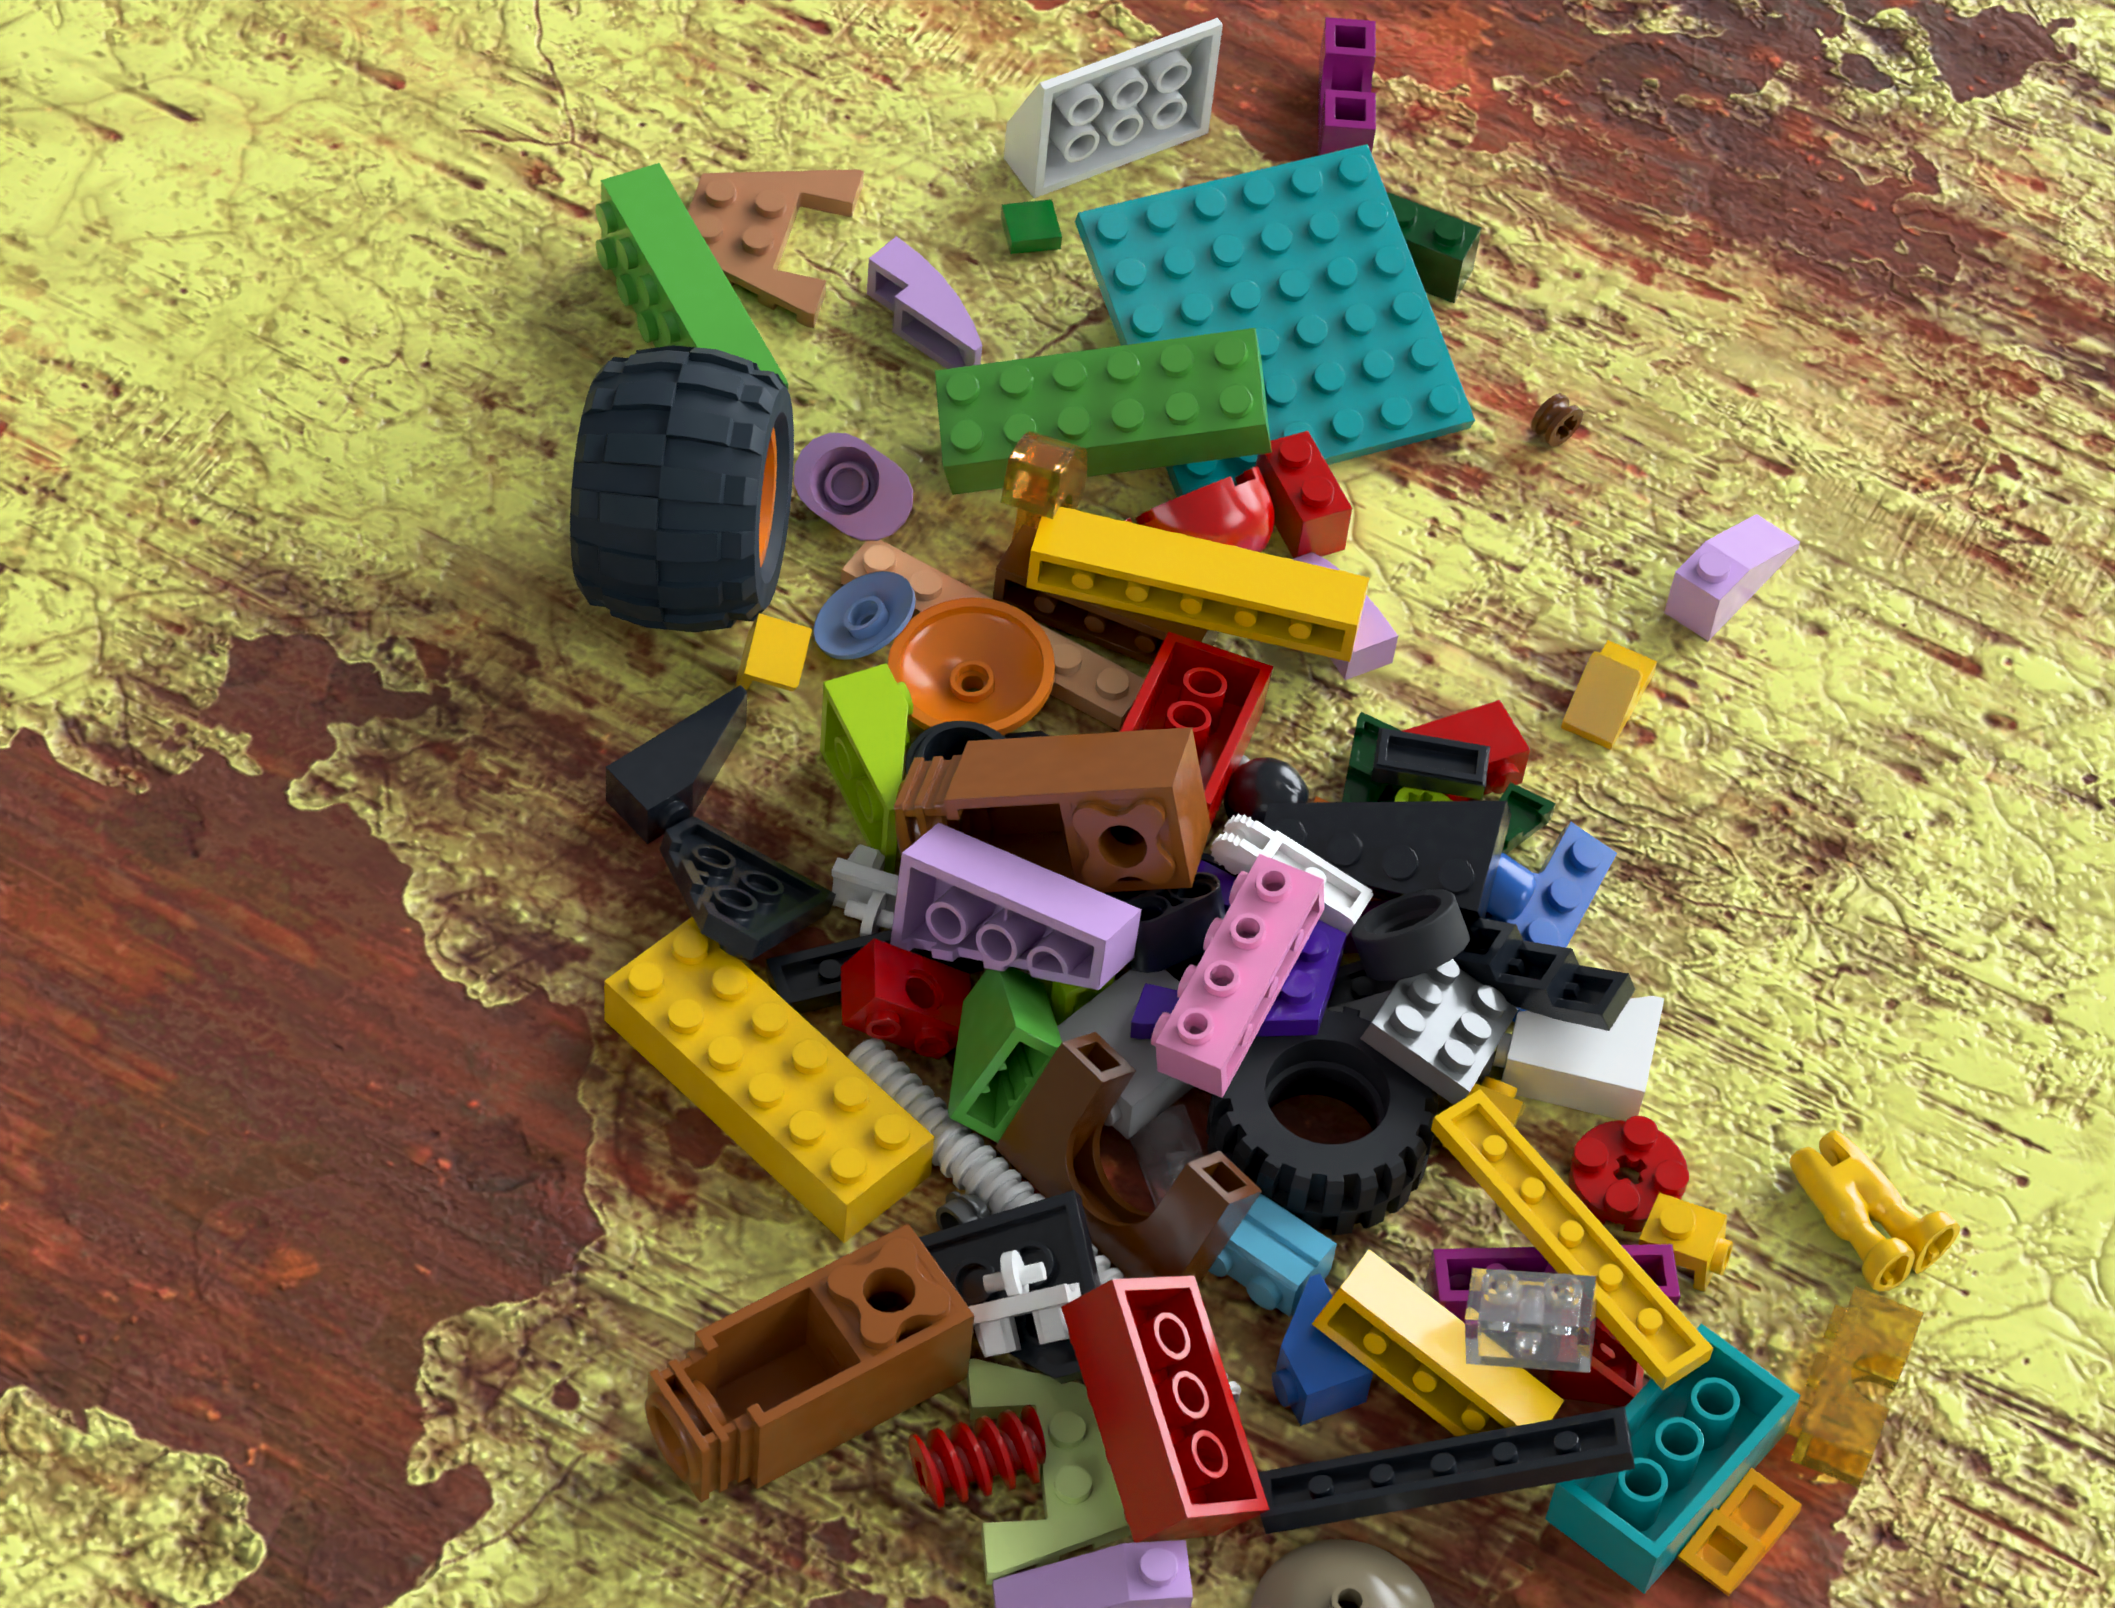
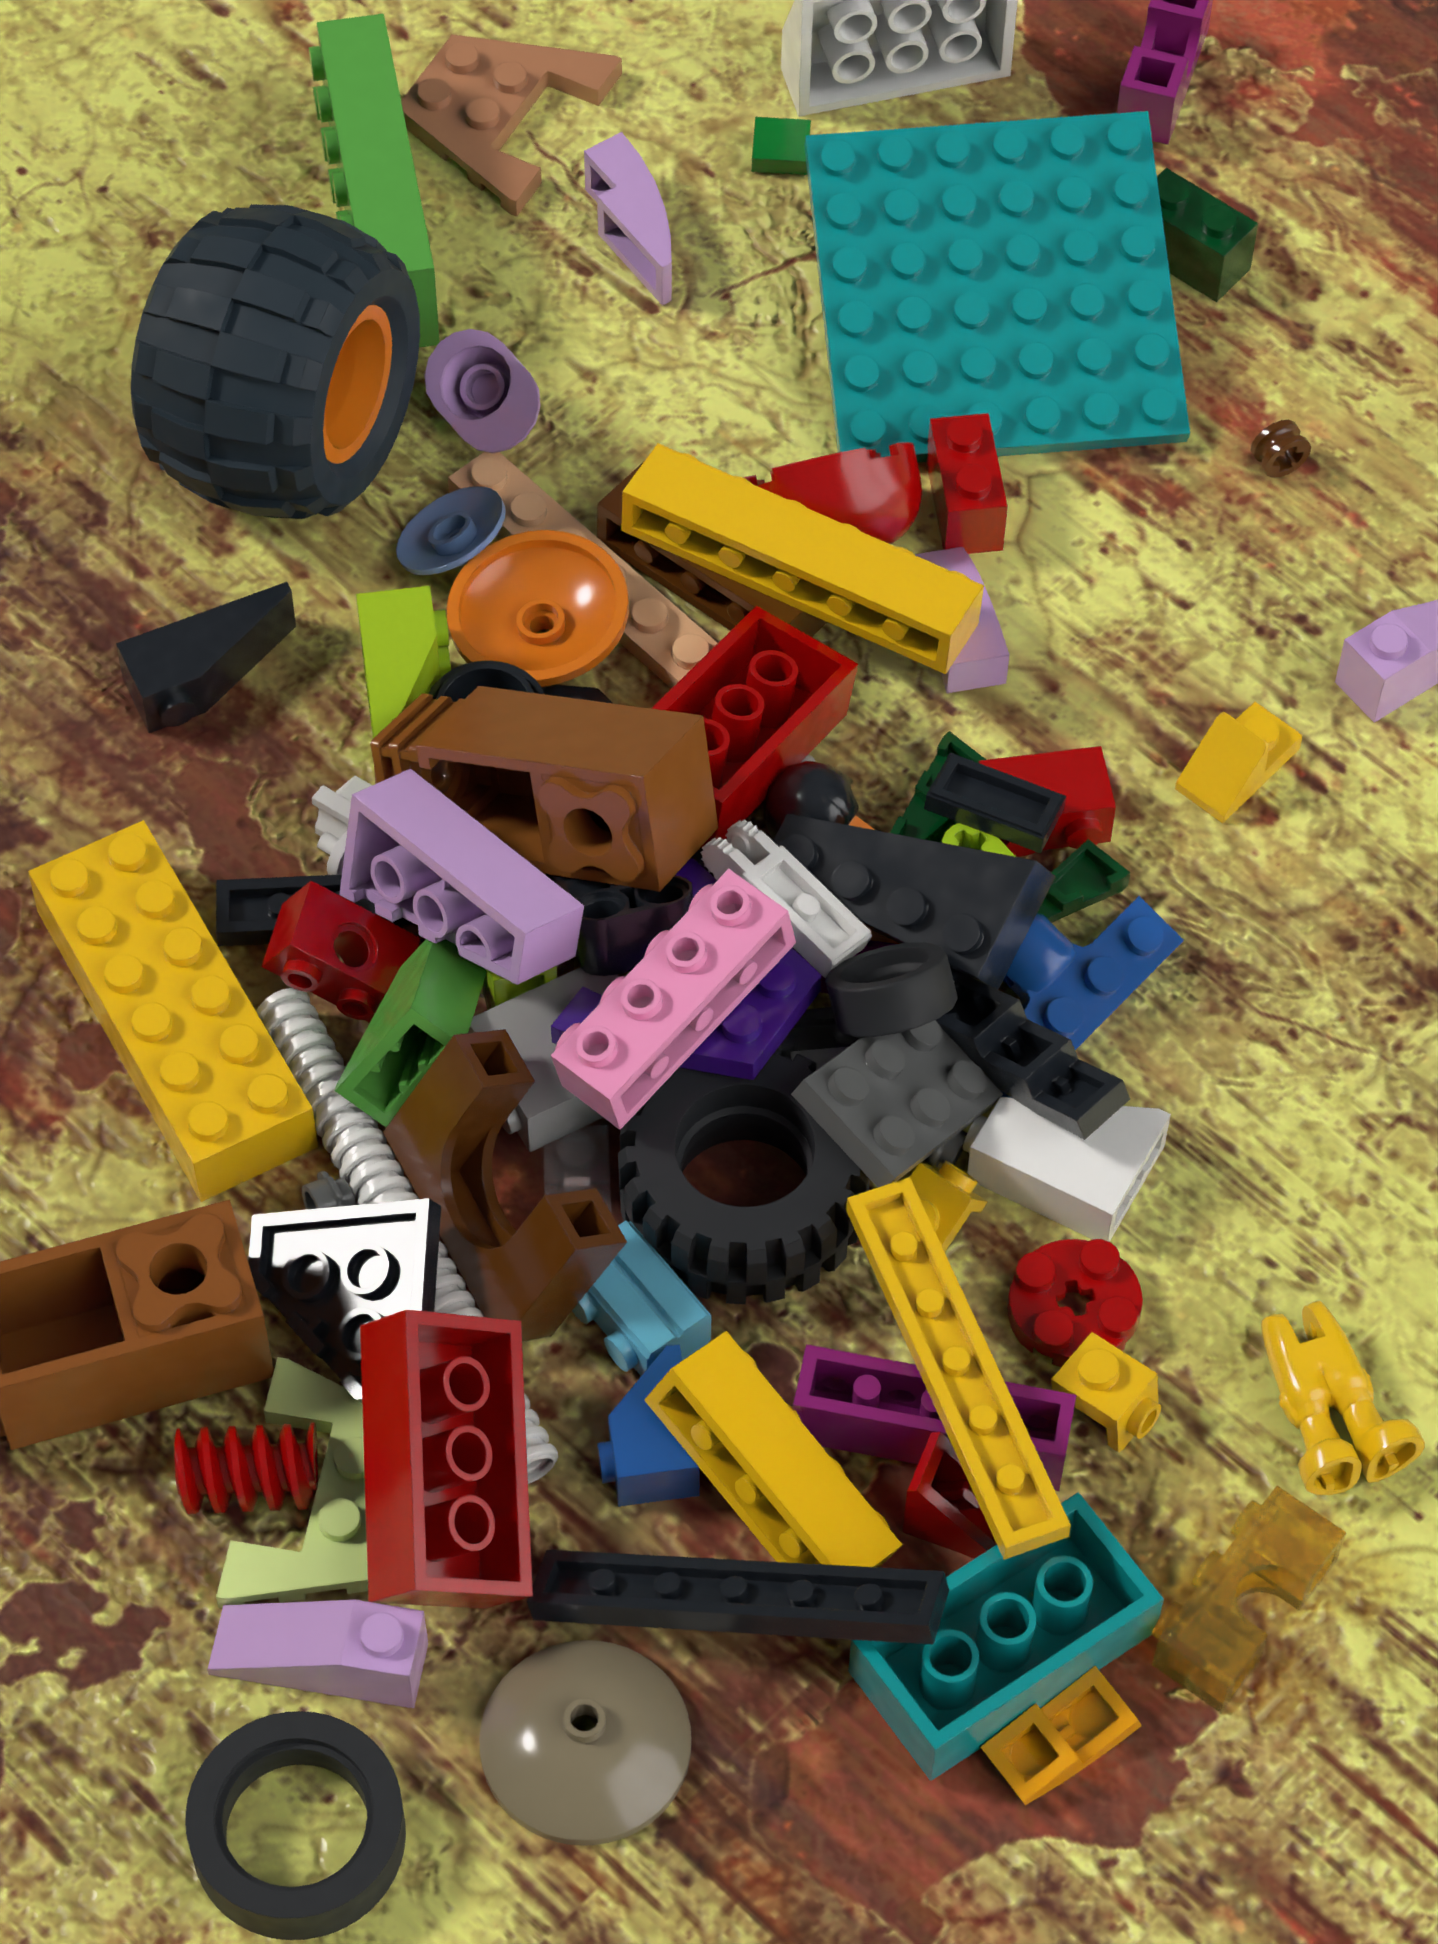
camera: 20 degrees right, 5 degrees up
(739, 892) = (210, 802): black plate -> none
(773, 653) = (339, 555): yellow panel -> none
(995, 1319) = (306, 1323): white hips -> none
(1043, 477) = (665, 410): clear orange arch -> none
(1121, 403) = (770, 354): bright green brick -> none
(1530, 1320) = (874, 1449): clear brick -> none

